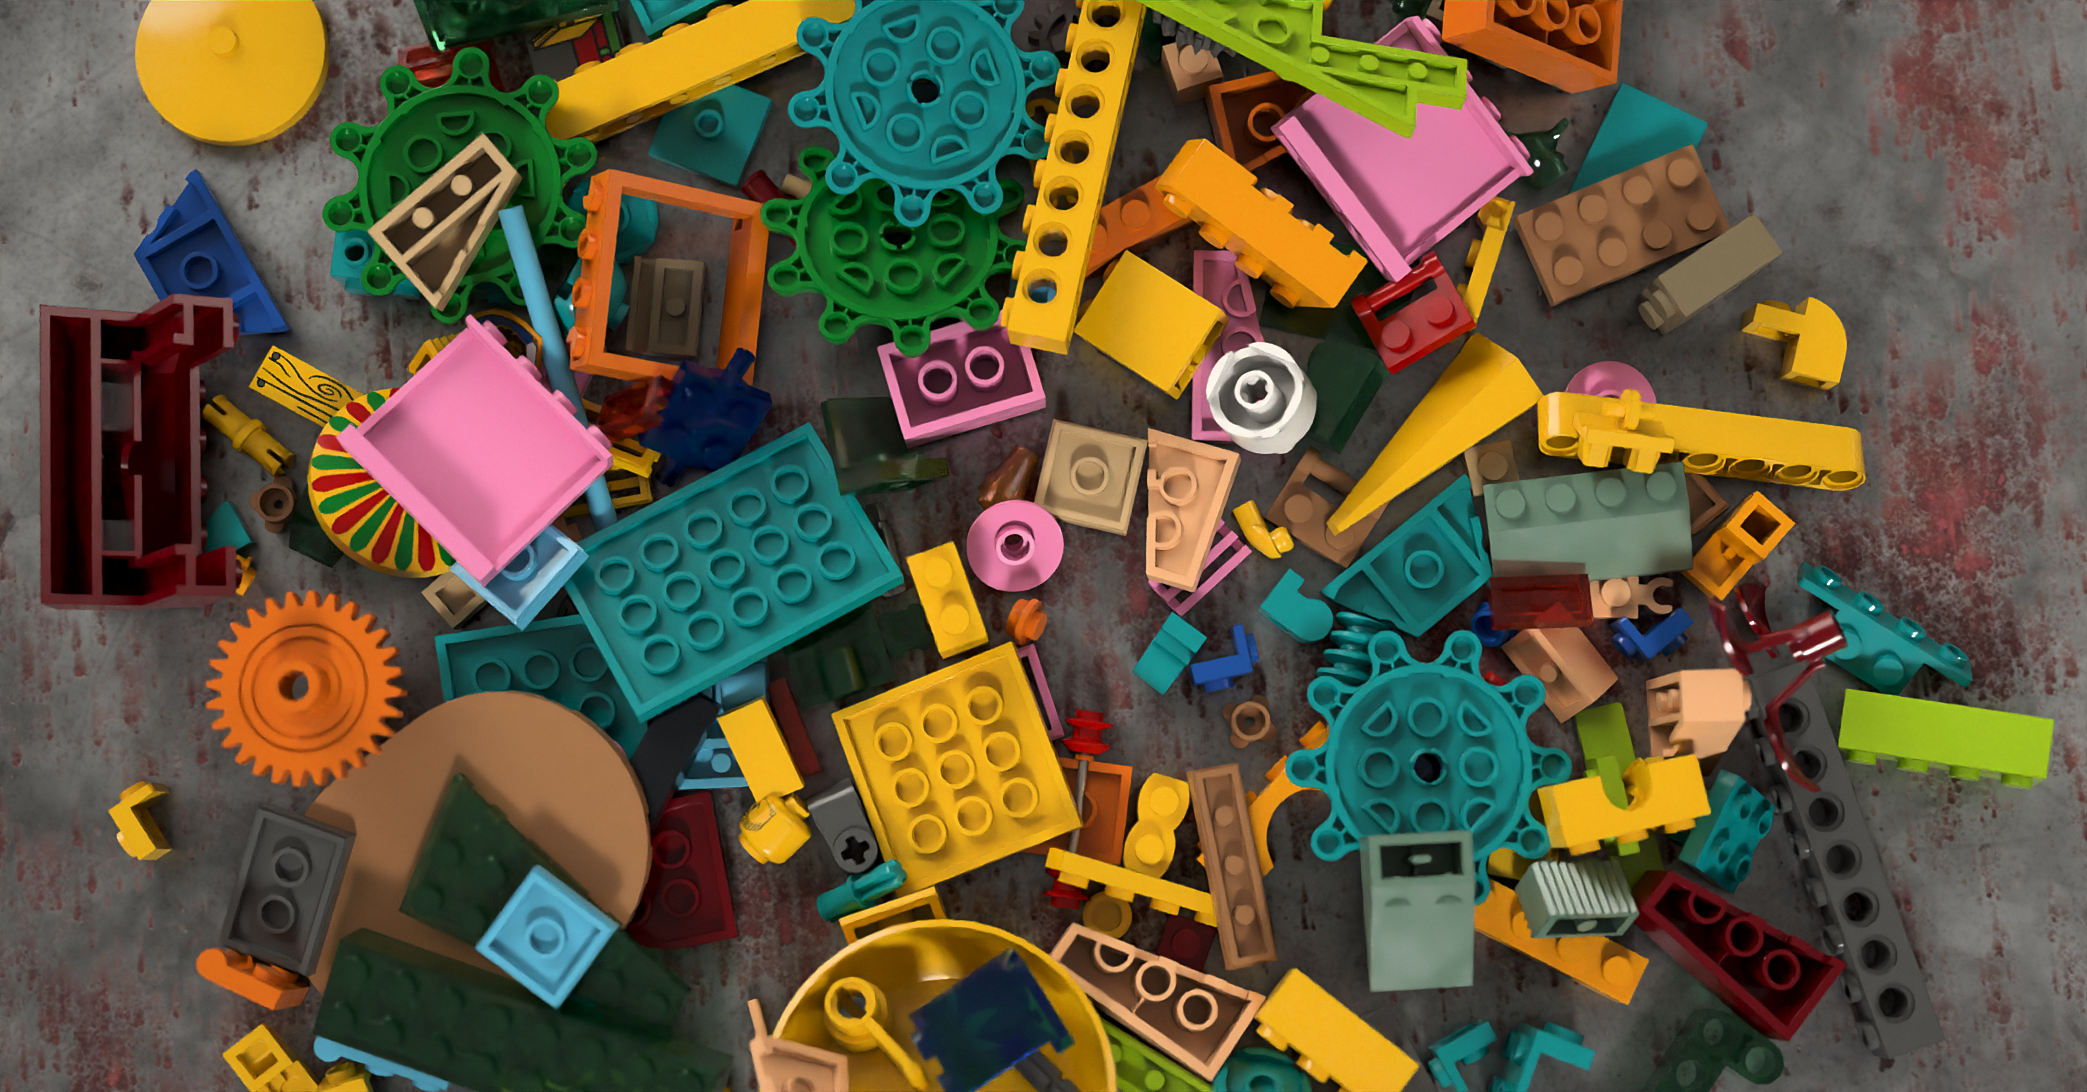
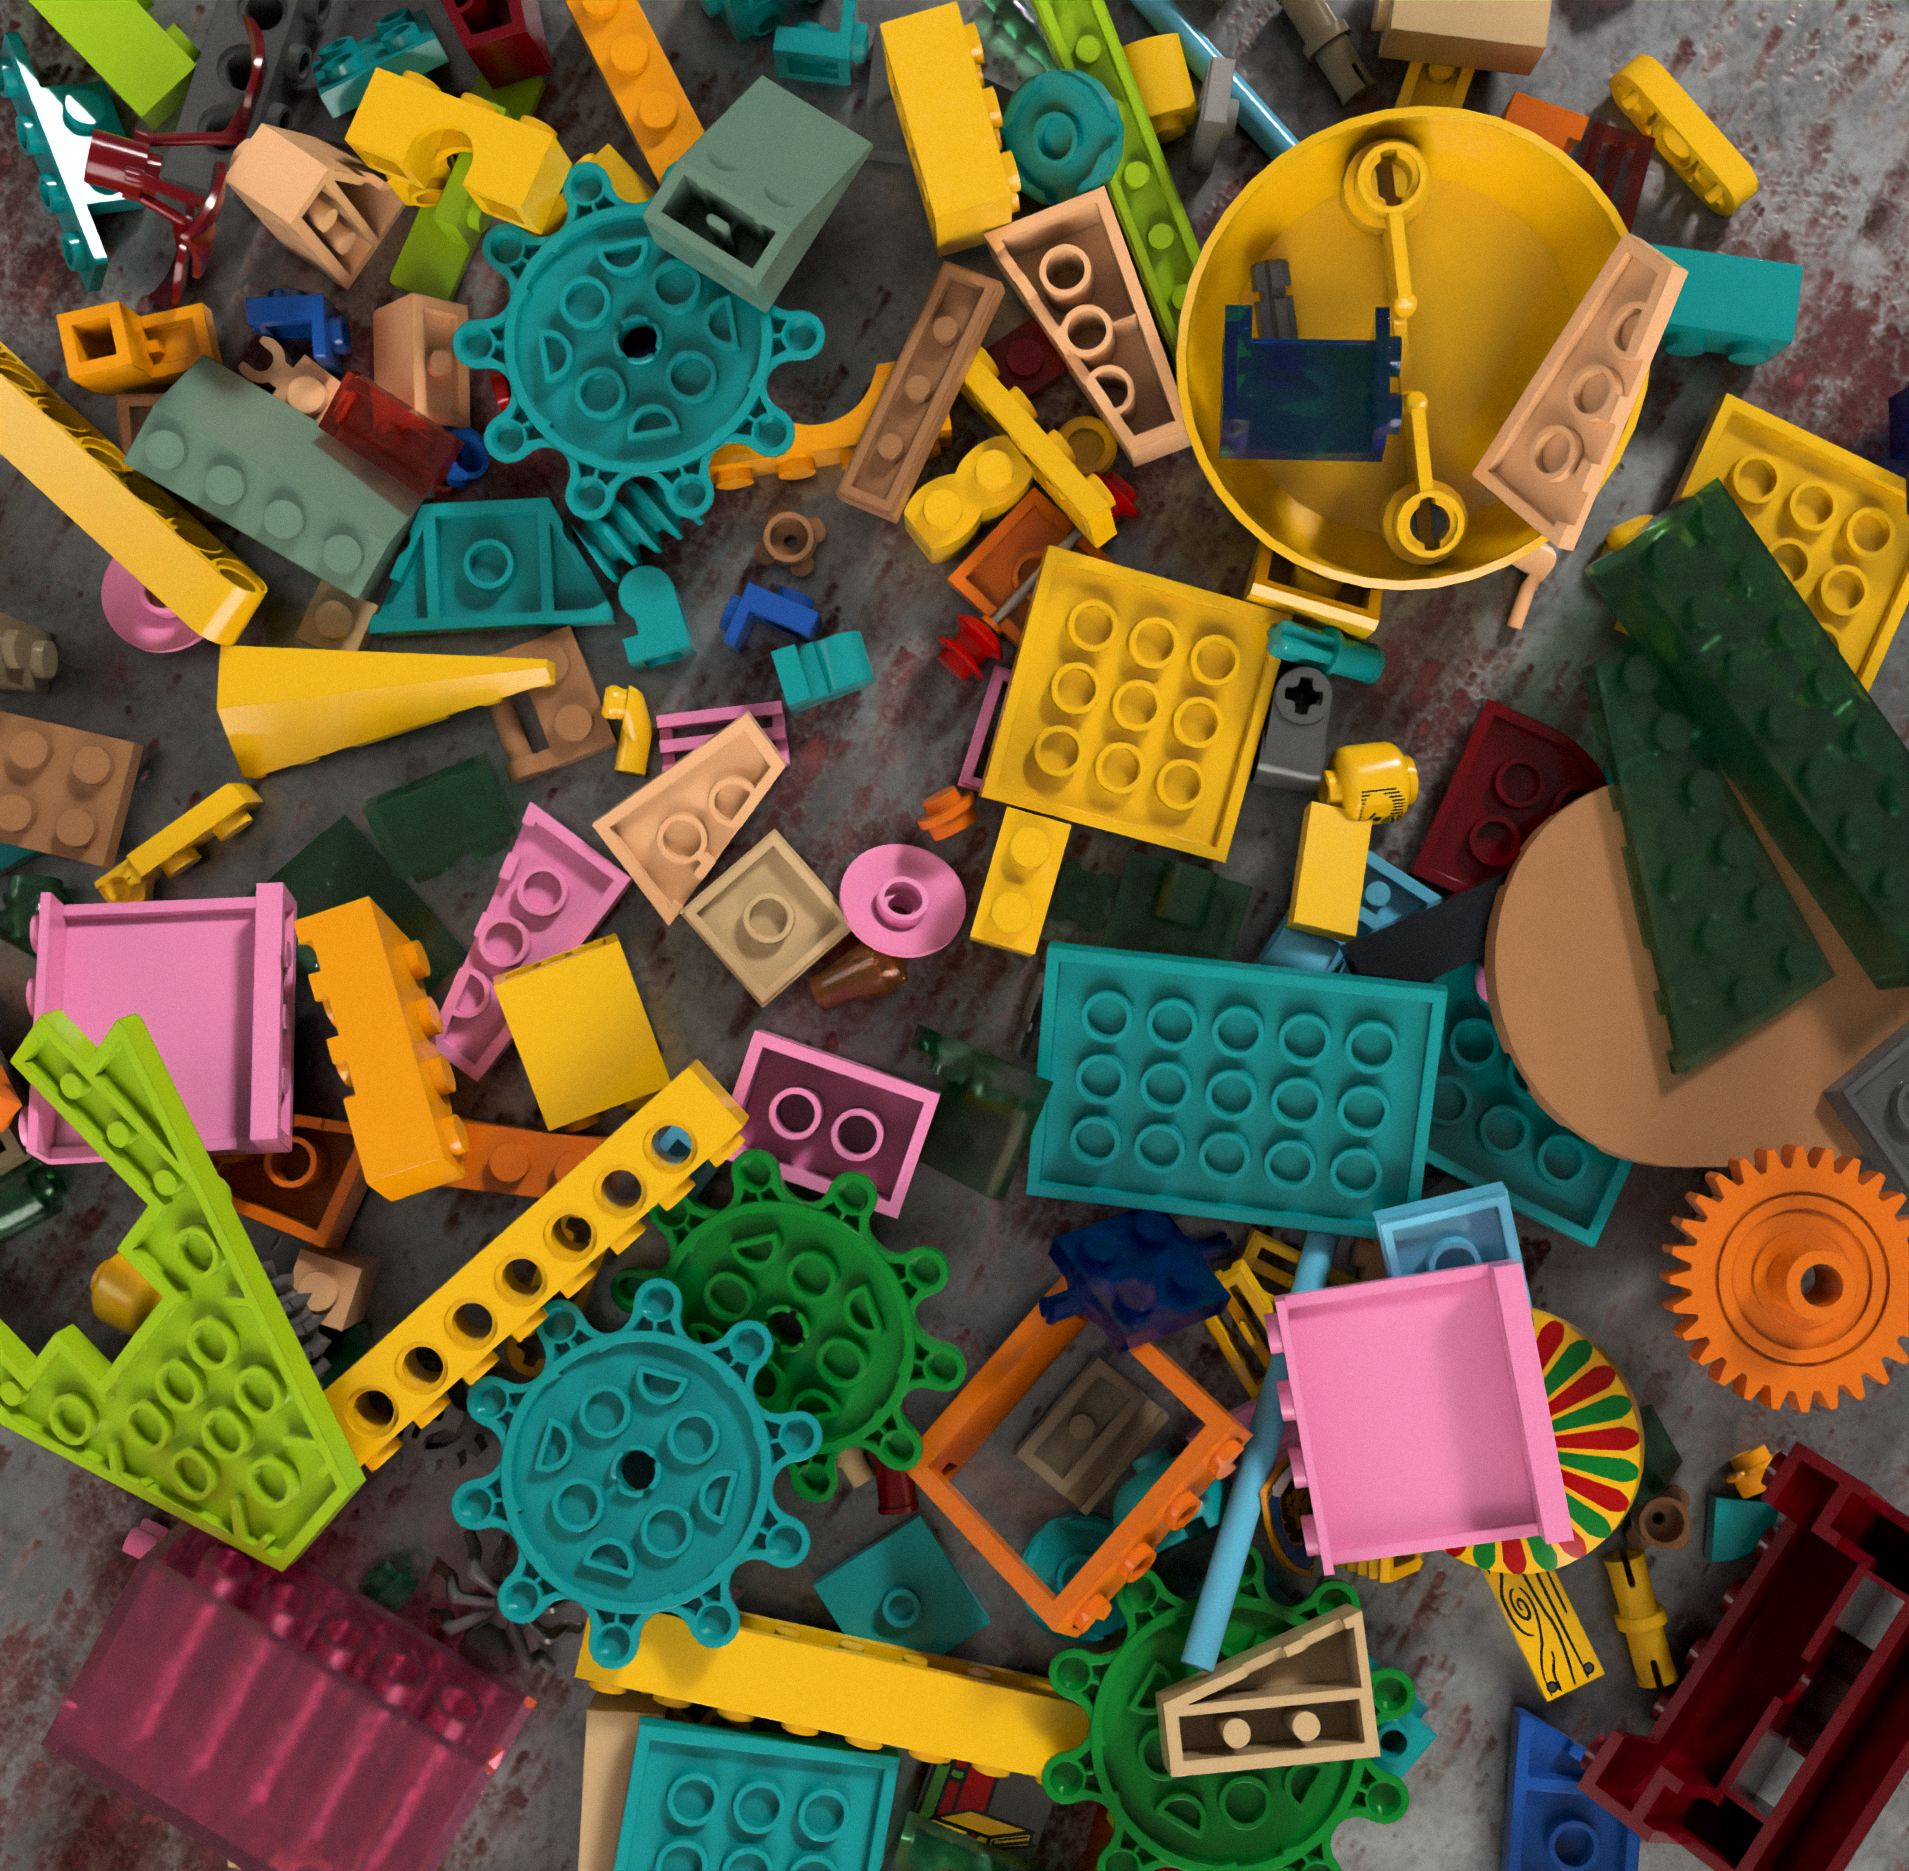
camera: 140 degrees left, 5 degrees up
(453, 599) = (1547, 1275): tan plate -> none
(547, 936) = (1704, 825): medium azure plate -> none
(635, 409) = (1221, 1331): clear red tile -> none
(794, 727) = (1274, 874): clear red tile -> none
(1267, 374) = (509, 892): white brick -> none
(1420, 325) = (297, 821): red plate -> none
(1576, 898) = (587, 96): sand green brick -> none
(1626, 426) = (152, 538): yellow hips -> none

